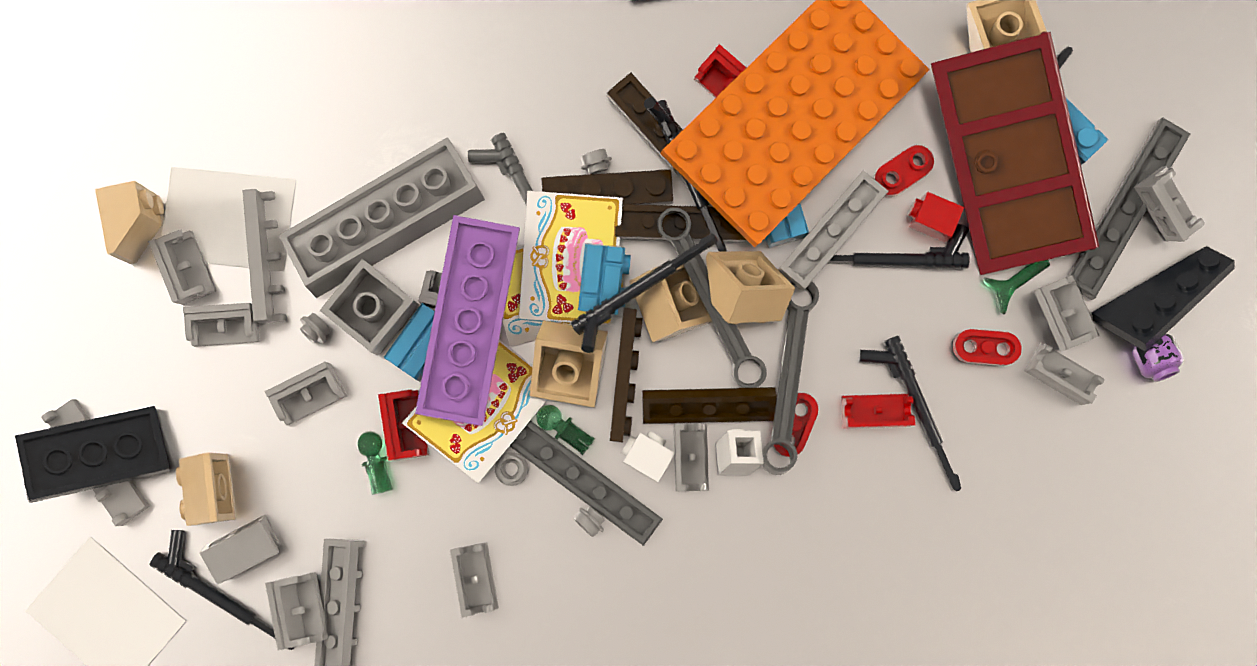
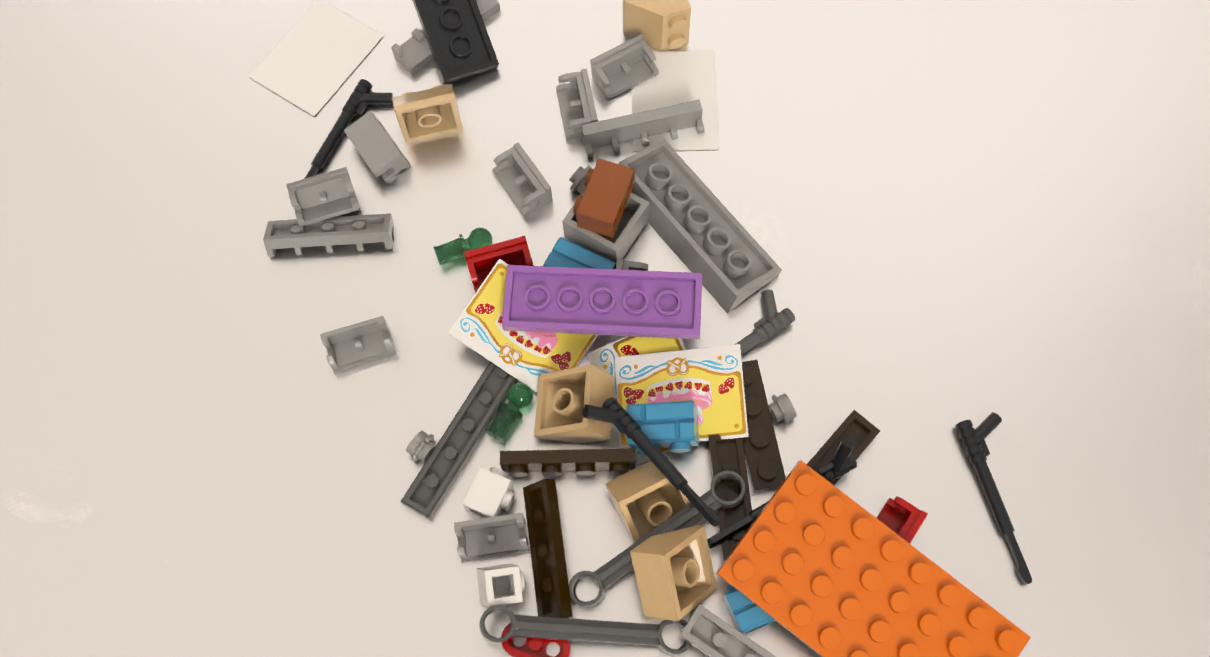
camera: 85 degrees right, 15 degrees down
(355, 302) = (604, 198): none -> dark orange brick
(500, 469) = (461, 361): light grey plate -> none

